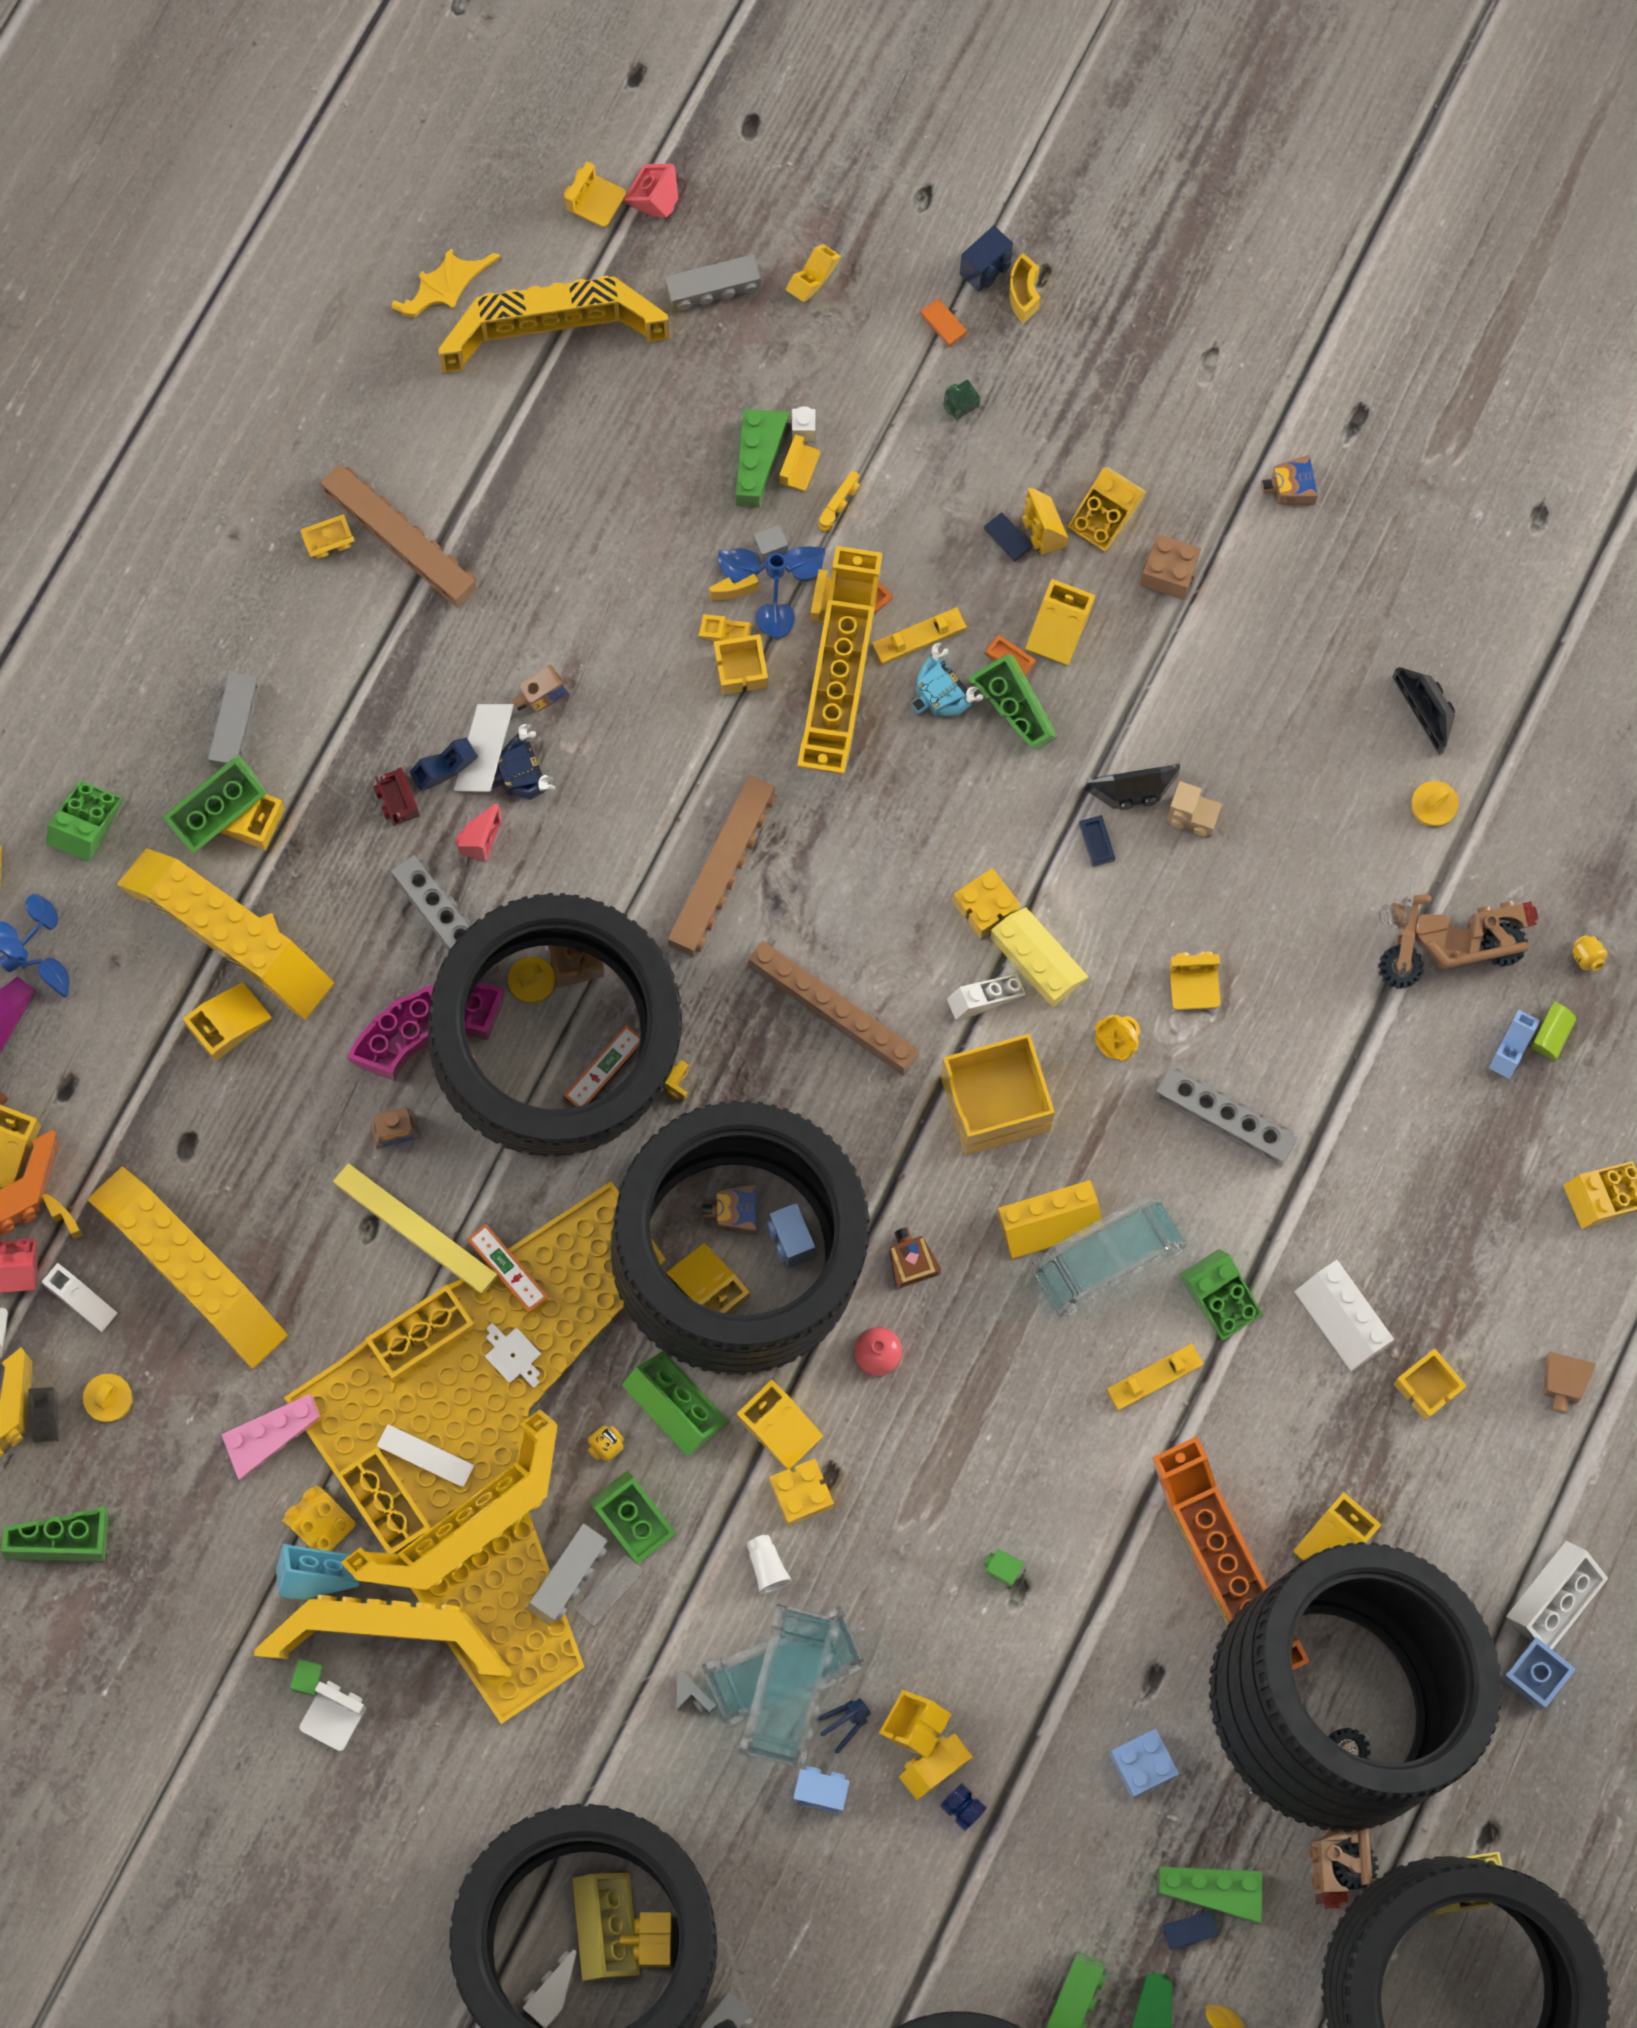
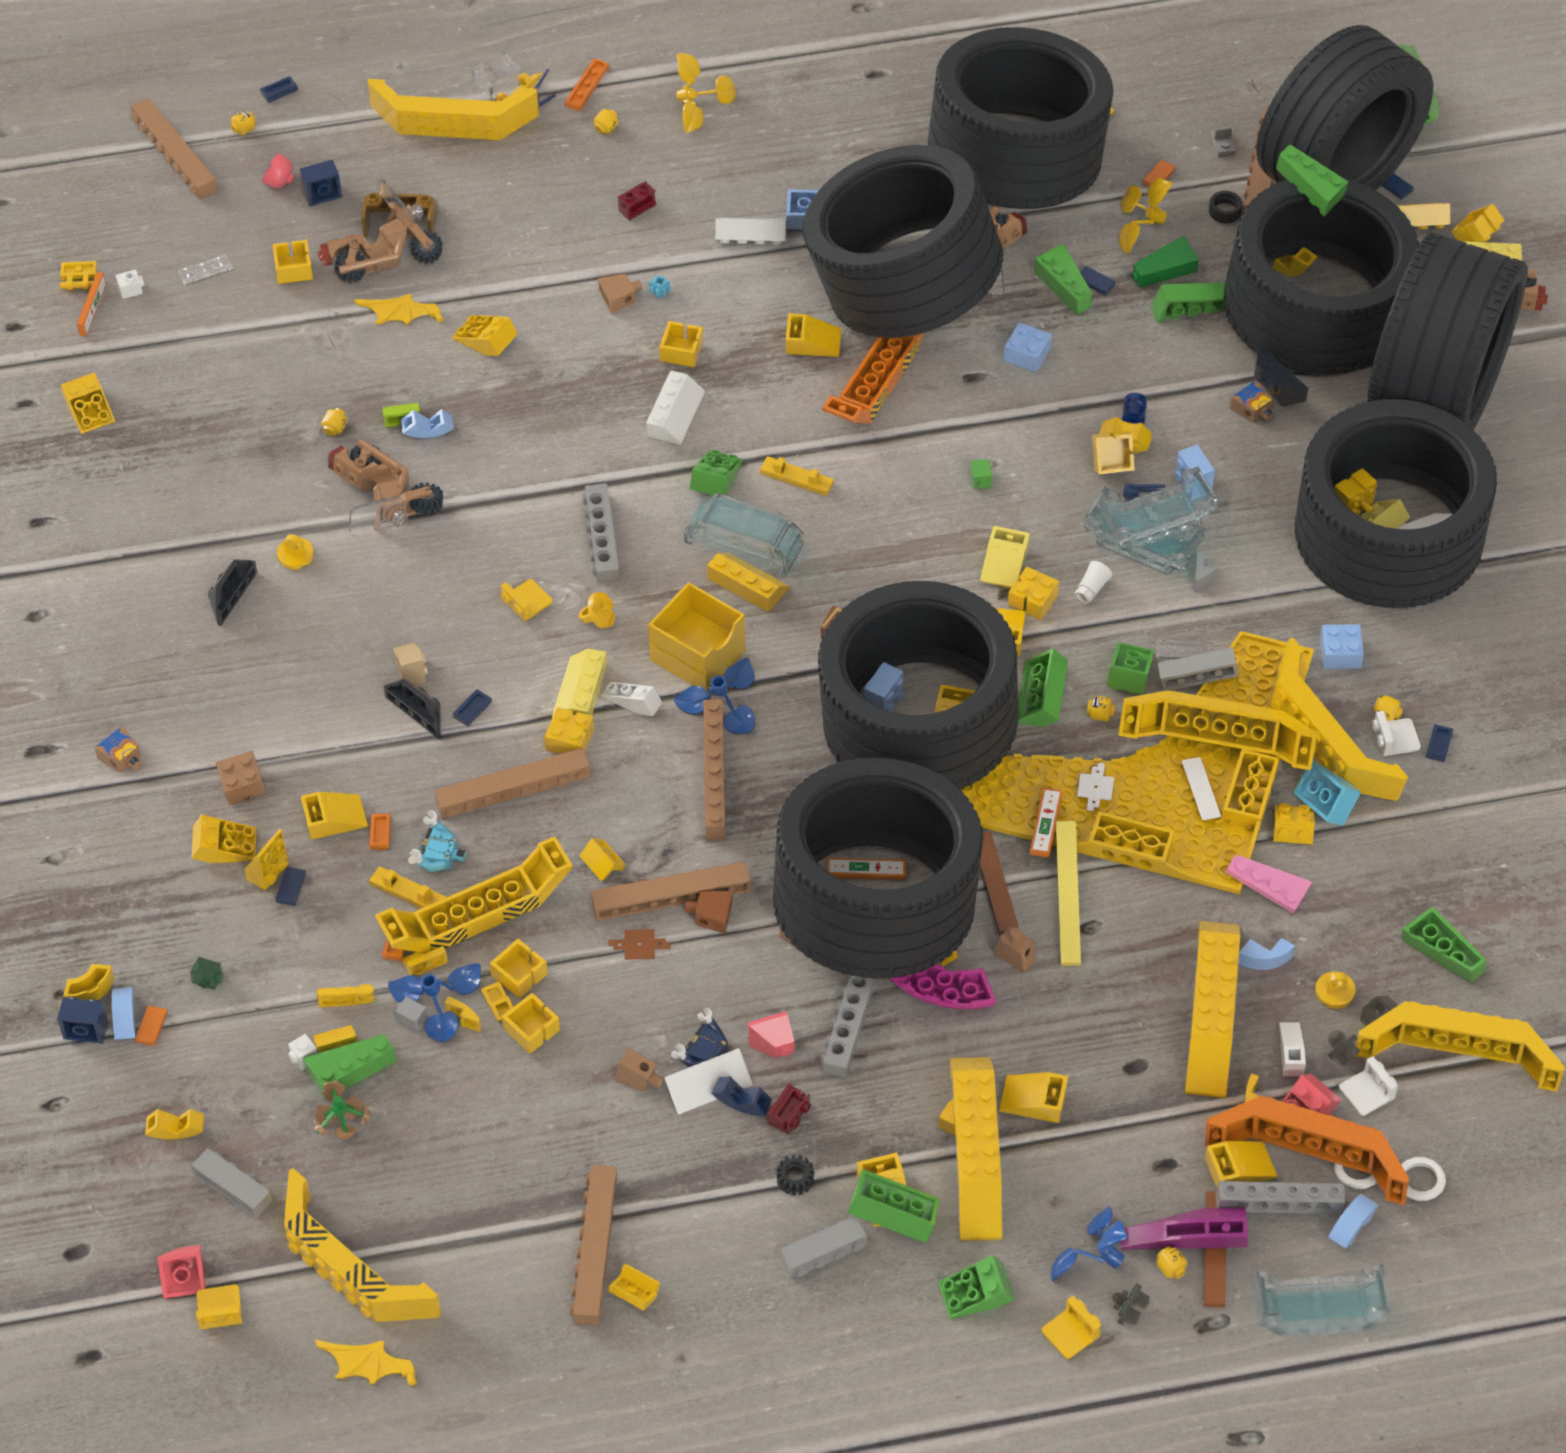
camera: 125 degrees left, 20 degrees down
(34, 1339) = (1344, 1049): none -> clear smoke hips
(200, 1350) = (1259, 958): none -> light blue brick
(291, 1757) = (1439, 743): none -> dark blue tile
(306, 1678) = (1390, 756): bright green panel -> none
(319, 741) = (795, 1185): none -> black tyre
(370, 1737) = (1390, 707): none -> yellow head
(481, 1755) = (1341, 646): none -> light blue brick
(489, 1176) = (996, 886): none -> dark orange tile
(669, 887) = (712, 909): none -> dark orange torso
(671, 634) = (527, 1023): none -> yellow piece
(694, 812) = (647, 947): none -> dark orange piece
(718, 402) = (349, 1107): none -> medium nougat plant
(812, 833) = (601, 858): none -> yellow panel
(869, 1499) = (1005, 556): none -> light yellow slope
(872, 1951) = (1253, 403): none -> medium nougat torso
(876, 1990) = (1278, 379): none -> black wedge
(878, 1084) = (738, 675): none -> blue plant
(967, 810) = (512, 783): none -> medium nougat brick
(975, 301) = (123, 1013): none -> light blue brick
(1015, 700) = (411, 804): bright green wedge -> none
(1534, 1433) = (659, 286): none -> medium azure gear

